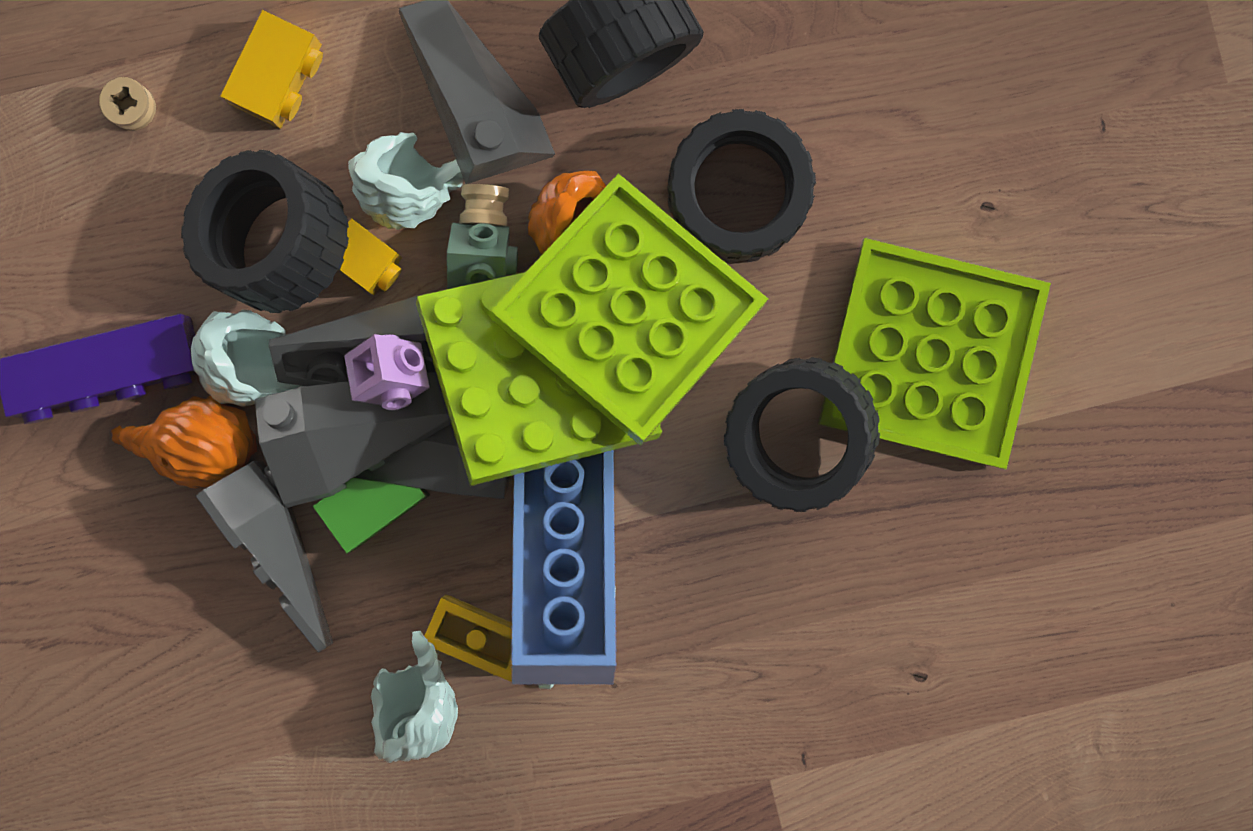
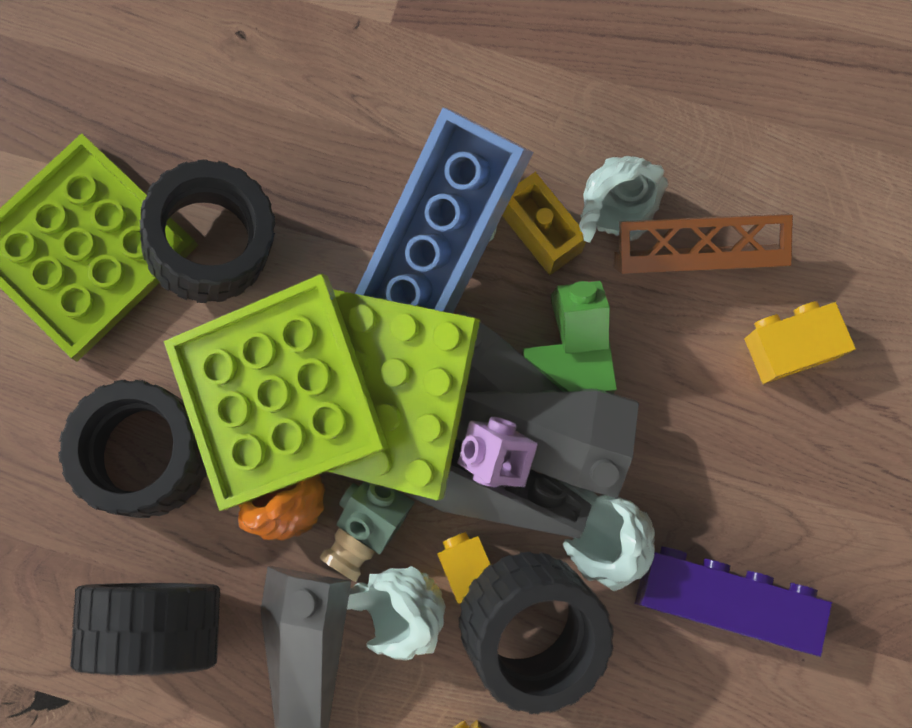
camera: 145 degrees left, 10 degrees down
(160, 661) = (798, 342): none -> yellow brick
(193, 442) = (686, 496): orange hair -> none
(254, 517) = (669, 405): dark grey wedge -> none
(297, 702) = (705, 257): none -> dark orange fence
(385, 560) = (582, 316): none -> bright green slope

